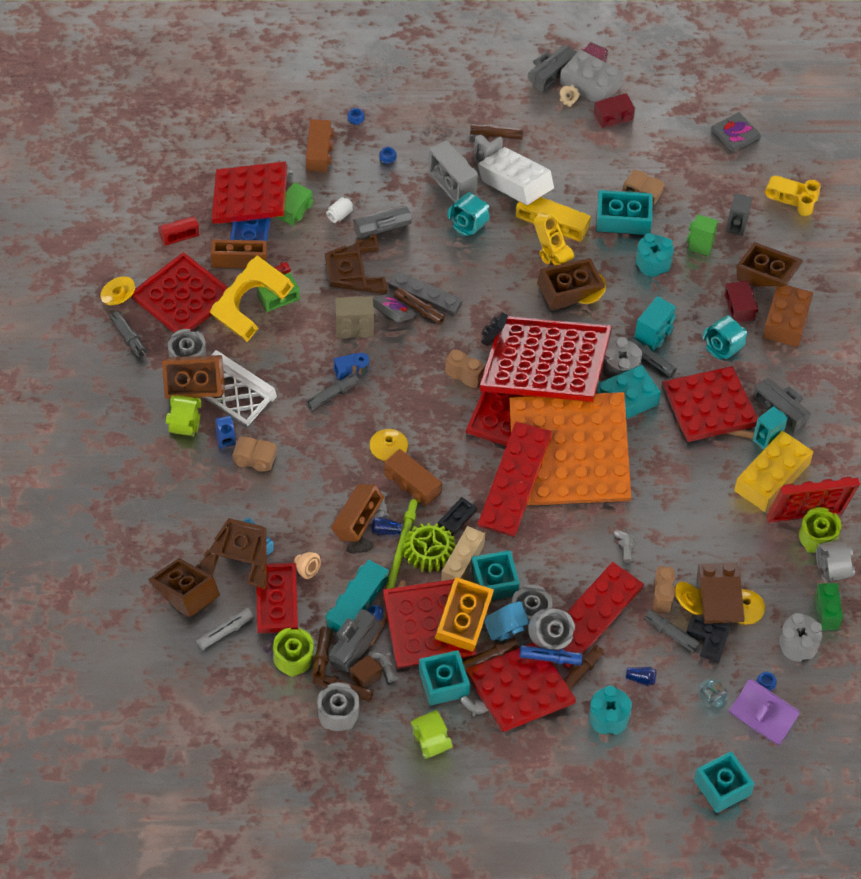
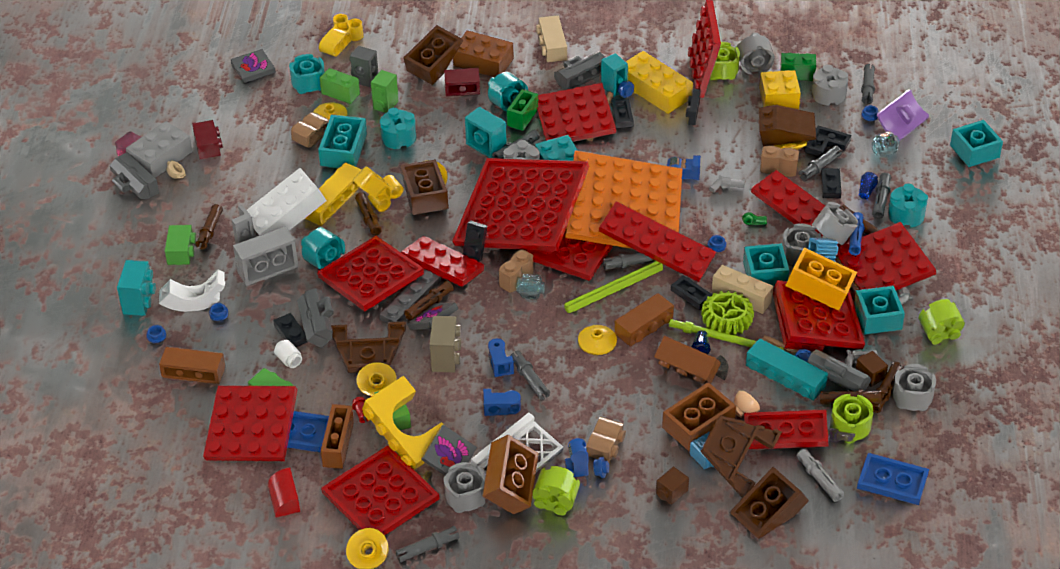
camera: 80 degrees left, 10 degrees down
(202, 508) = (672, 485): none -> reddish brown brick
(221, 453) = (601, 467): none -> blue plate
(223, 690) = (893, 478): none -> blue plate
(224, 334) = (447, 450): none -> tile
(285, 523) = (696, 414): none -> dark orange brick
(293, 366) = (501, 403): none -> blue leg
(312, 270) = (375, 373): none -> yellow dish
(375, 205) = (290, 329): none -> black plate
(400, 88) = (136, 287): none -> teal brick
(400, 129) = (192, 298): none -> white arch
(446, 382) = (530, 286): none -> clear light blue head
(447, 256) = (370, 273): none -> red plate
(451, 444) = (613, 287): none -> lime axle
(467, 112) = (180, 244): none -> bright green brick
(473, 311) = (443, 261): none -> red plate
(493, 456) = (625, 260): none -> dark grey pin
(523, 250) = (373, 225): none -> reddish brown pin
(531, 538) = (717, 243): none -> blue plate
(571, 563) = (752, 219): none -> green arm
(635, 690) = (882, 190): none -> dark grey pin
(641, 504) = (689, 167): none -> blue leg
(644, 643) = (831, 183): none -> black plate
(676, 203) = (331, 108): none -> yellow dish
(700, 353) = (522, 109): none -> green brick
(712, 199) = (339, 86): none -> bright green brick
(720, 445) = (622, 113): none -> black plate
(723, 172) = (306, 73): none -> teal brick
(741, 509) = (693, 102): none -> black plate
(758, 445) = (626, 89): none -> blue plate
(783, 588) = (780, 89): none -> yellow brick
(817, 679) = (868, 84): none -> dark grey pin
(829, 374) = (552, 39): none -> tan brick

